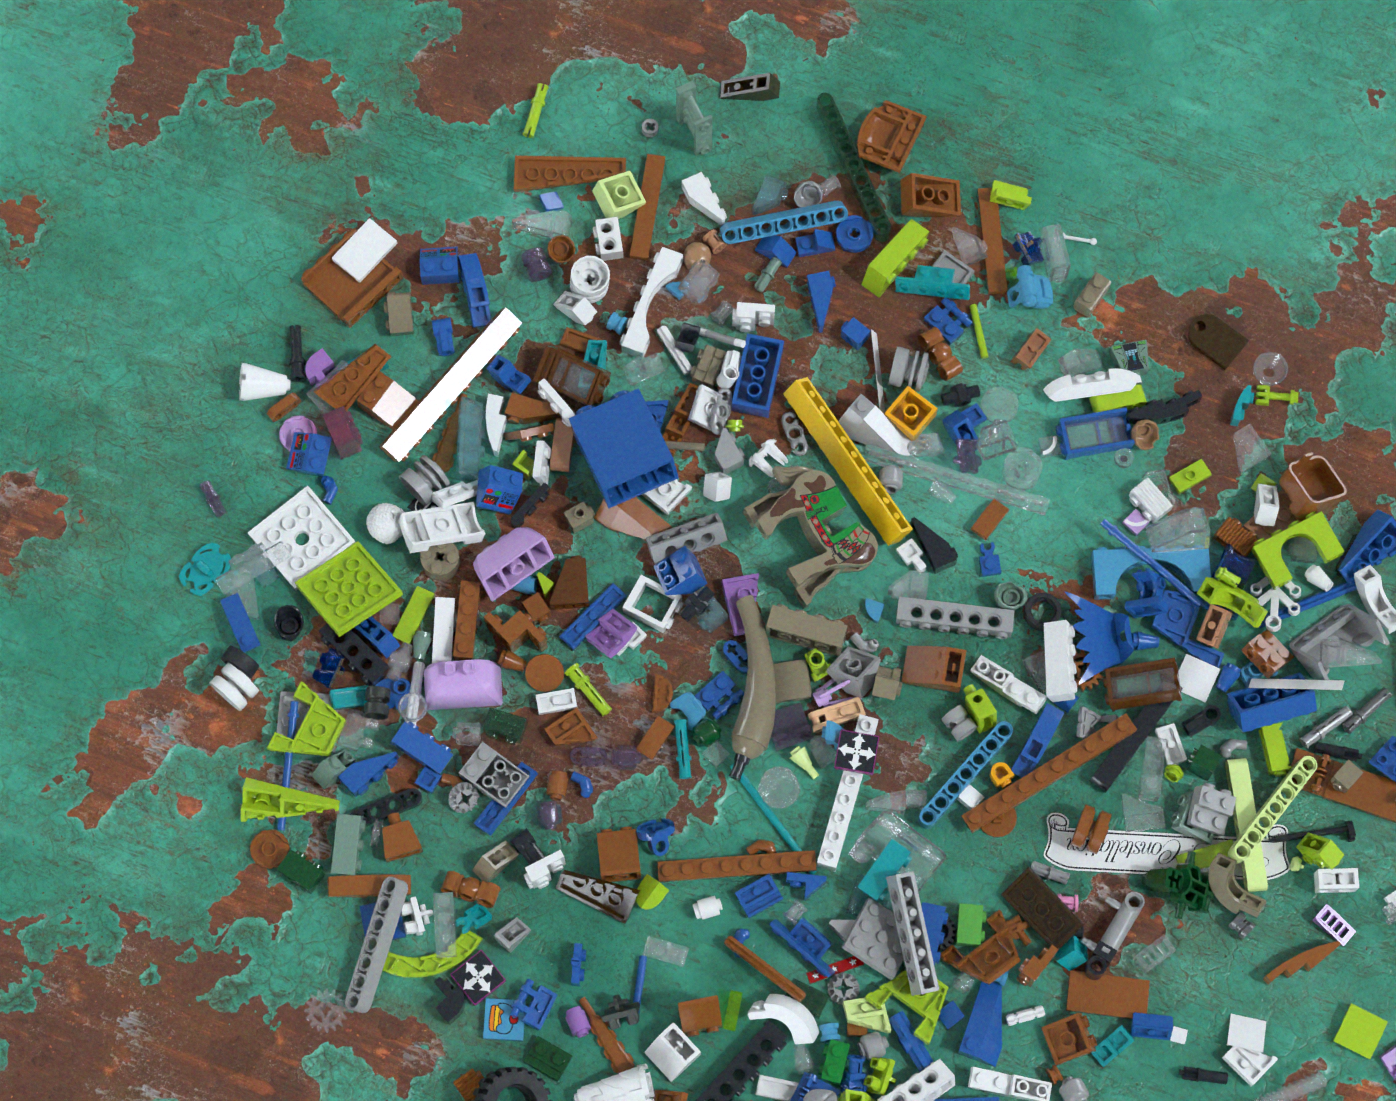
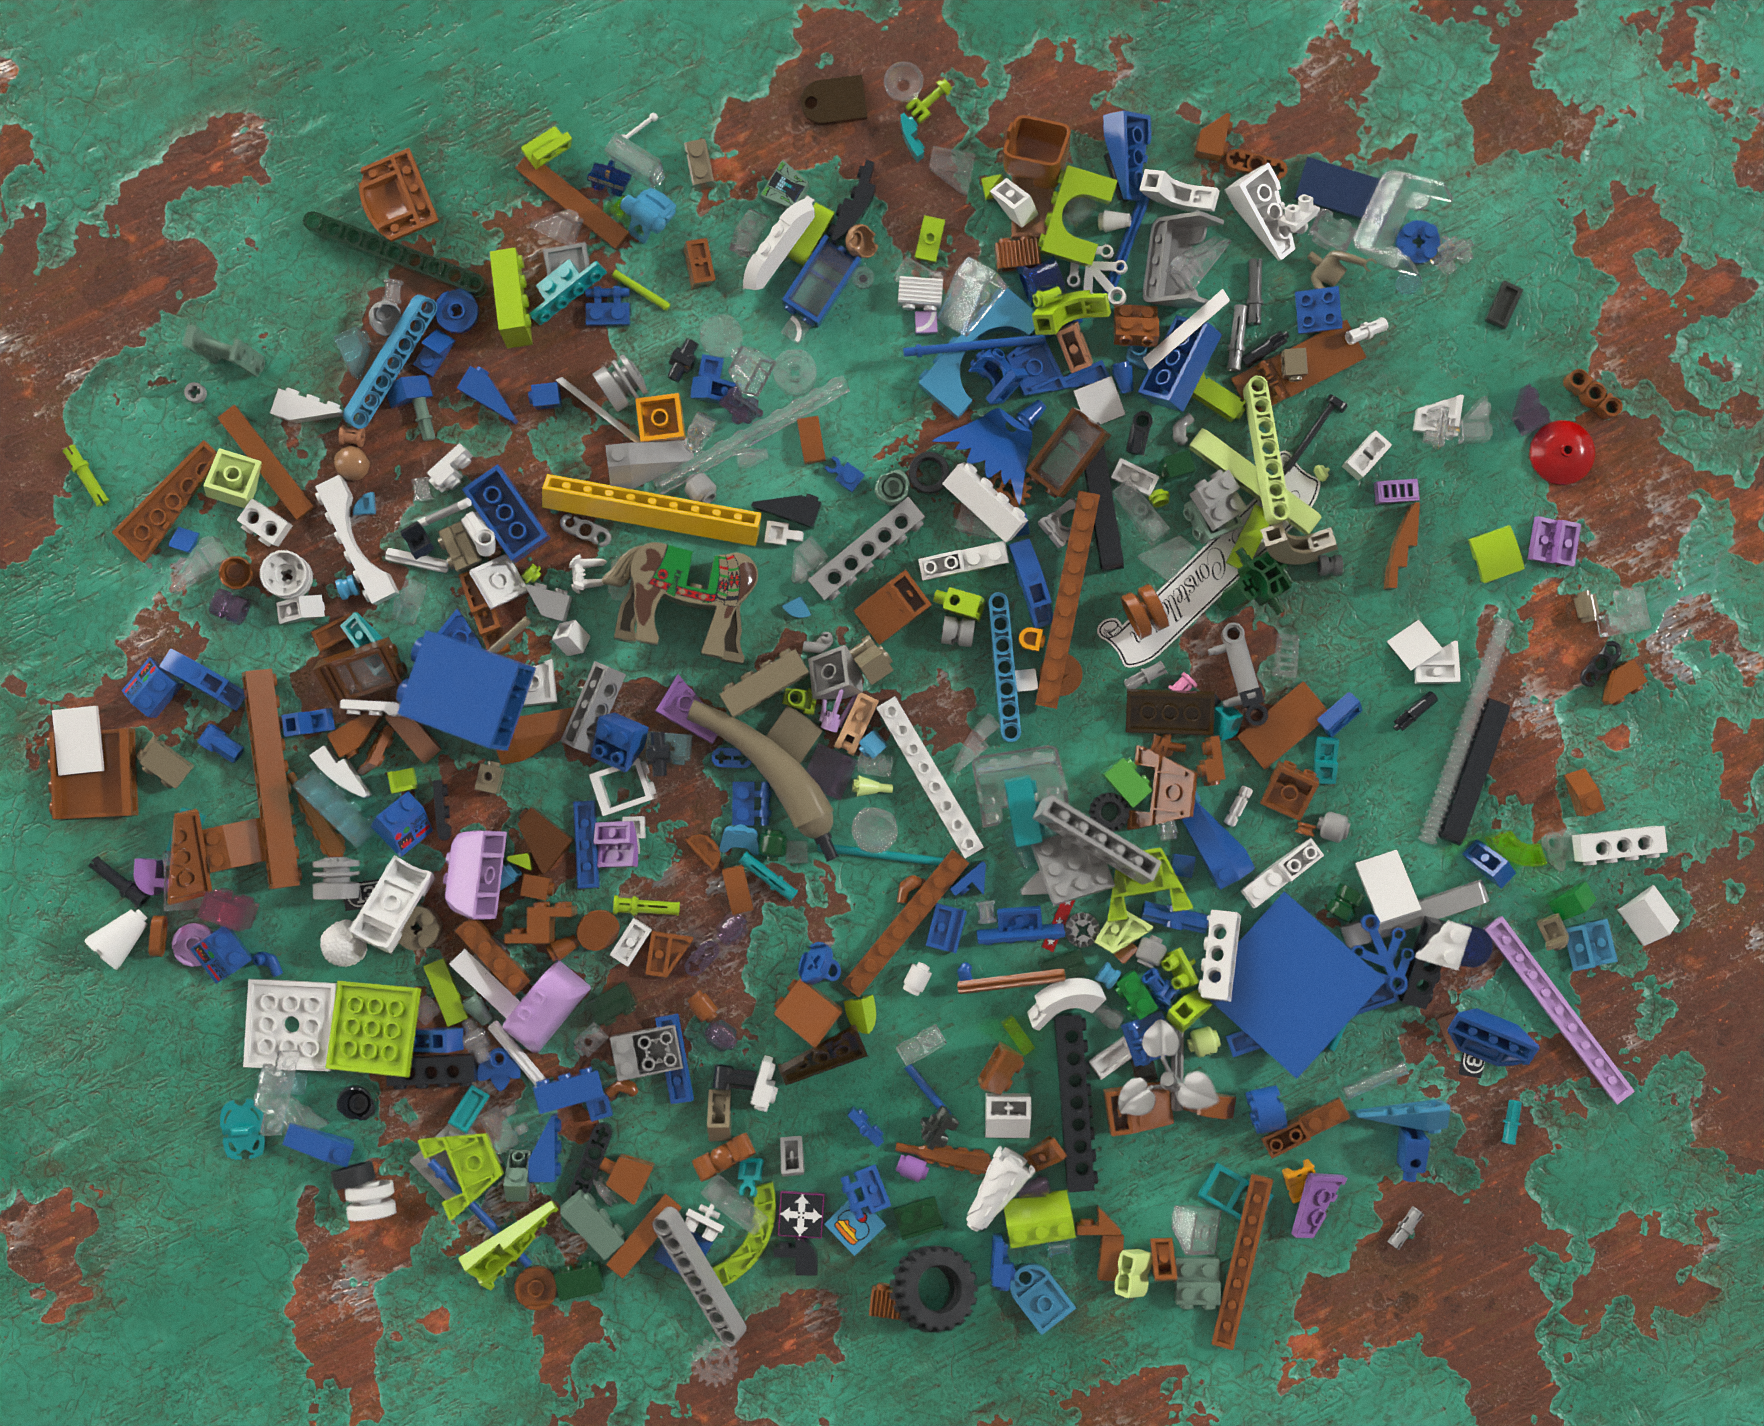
camera: 50 degrees left, 15 degrees up
(212, 498) = (185, 1068): axle -> none
(330, 668) = (428, 1103): clear blue hips -> none
(377, 700) = (494, 1093): pearl dark grey wheel -> none
(412, 714) = (519, 1072): clear piece -> none
(455, 493) = (372, 864): white hinge -> none
(455, 797) = (639, 1084): light grey gear -> none
(542, 462) = (413, 766): white plate -> none
(585, 784) = (722, 982): blue arm -> none
(699, 281) = (376, 483): clear brick -> none
(726, 404) = (509, 584): light grey piece -> none
(754, 87) = (240, 272): dark brown slope -> none
(856, 752) = (907, 742): black tile -> none
(930, 196) = (484, 215): dark orange slope -> none
(934, 918) = (1099, 810): blue slope -> none
(940, 353) = (631, 342): dark orange piece -> none
(1179, 1035) = (1365, 698): white sticker -> none
(1320, 851) = (1333, 445): lime brick -> none

